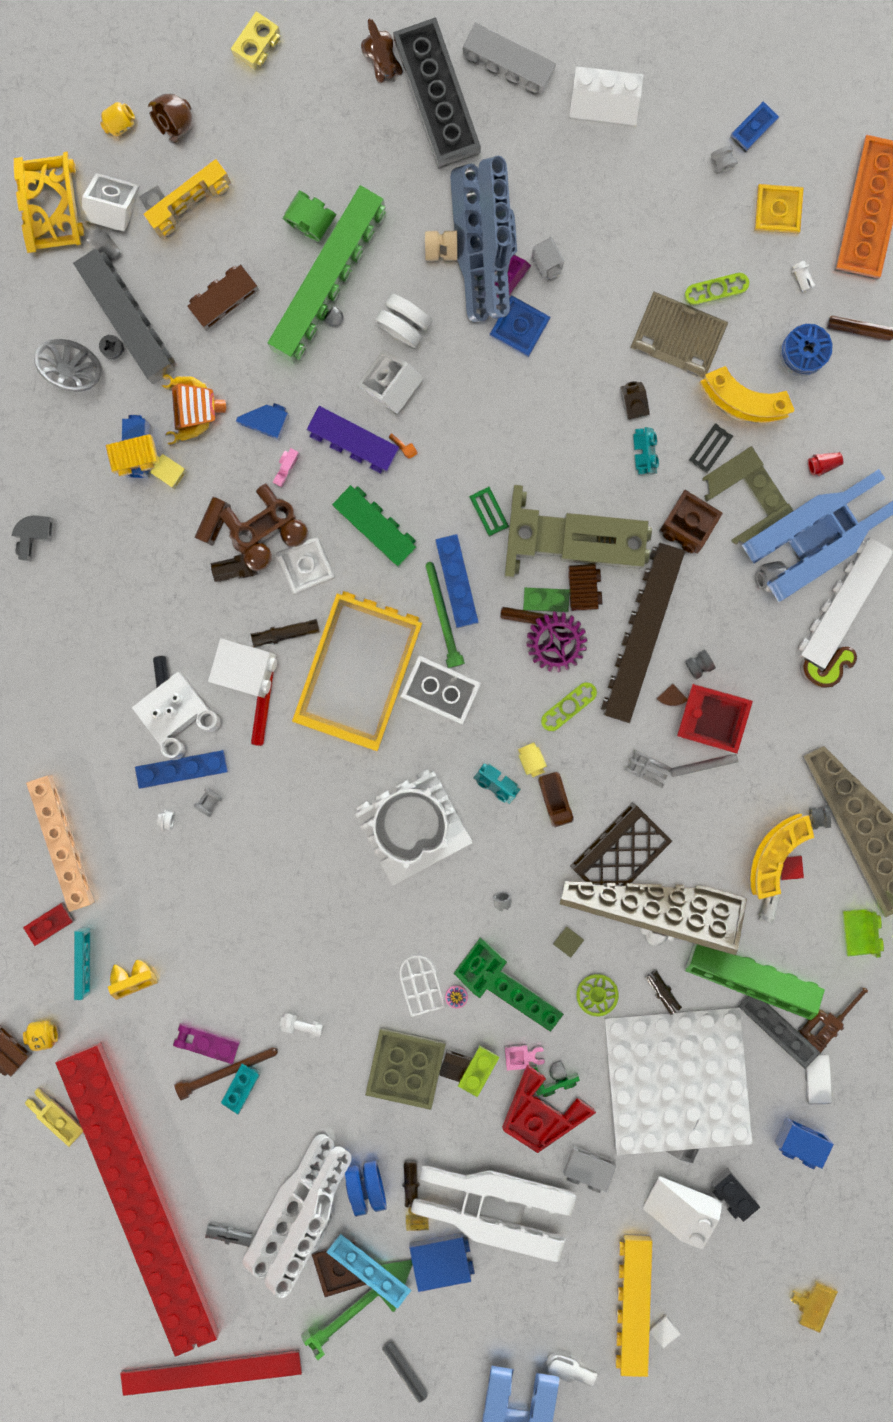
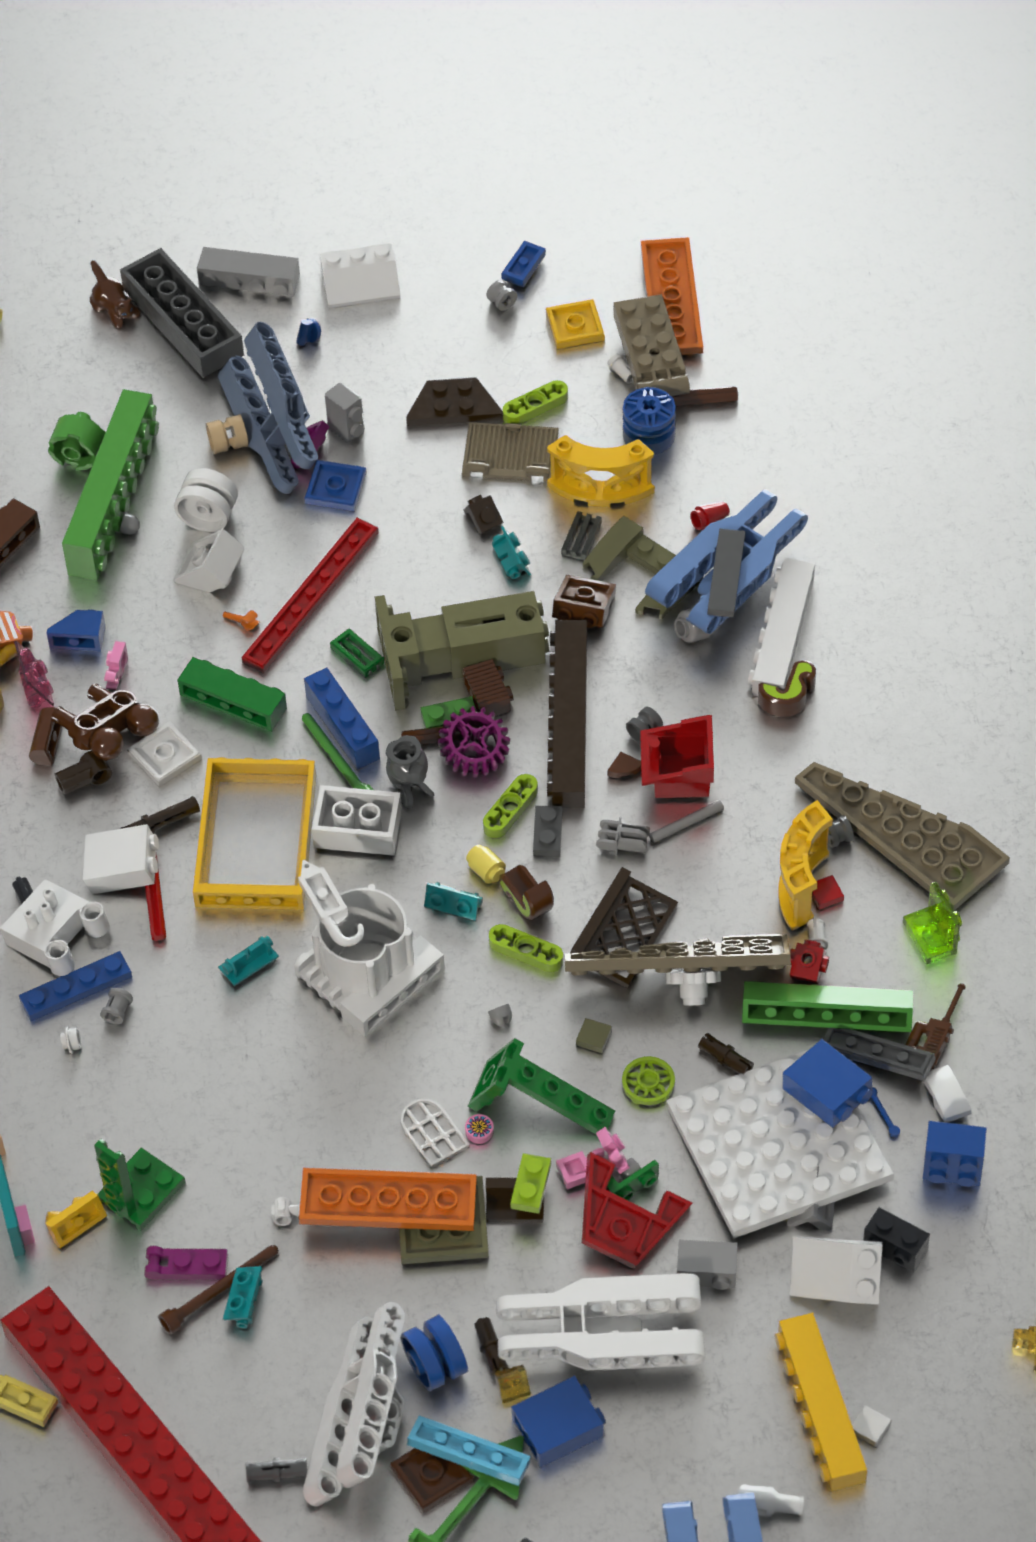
camera: 15 degrees left, 35 degrees down
(93, 976) = (24, 1225): none -> bright pink tile
(184, 971) = (137, 1187): none -> green bracket
(216, 460) = (34, 678): none -> clear pink hinge
(320, 790) = (249, 960): none -> teal hinge
(352, 439) = (183, 623): dark purple brick -> none
(368, 1049) = (388, 1199): none -> orange plate
(387, 804) = (327, 903): none -> white plate
(467, 437) = (310, 595): none -> red tile
(493, 659) = (407, 767): none -> dark grey animal
(544, 144) = (308, 331): none -> blue plate
(548, 861) = (518, 938): none -> lime beam
(550, 1055) = (613, 1146): none -> bright pink plate
(591, 739) = (547, 831): none -> dark grey plate
(646, 265) = (453, 402): none -> dark brown wing
(730, 1057) = (827, 1083): none -> blue brick
(754, 935) = (812, 971): none -> red brick
(767, 1095) = (894, 1131): none -> blue hinge
(814, 555) = (726, 573): none -> dark grey tile
(834, 259) = (651, 345): none -> dark tan hinge

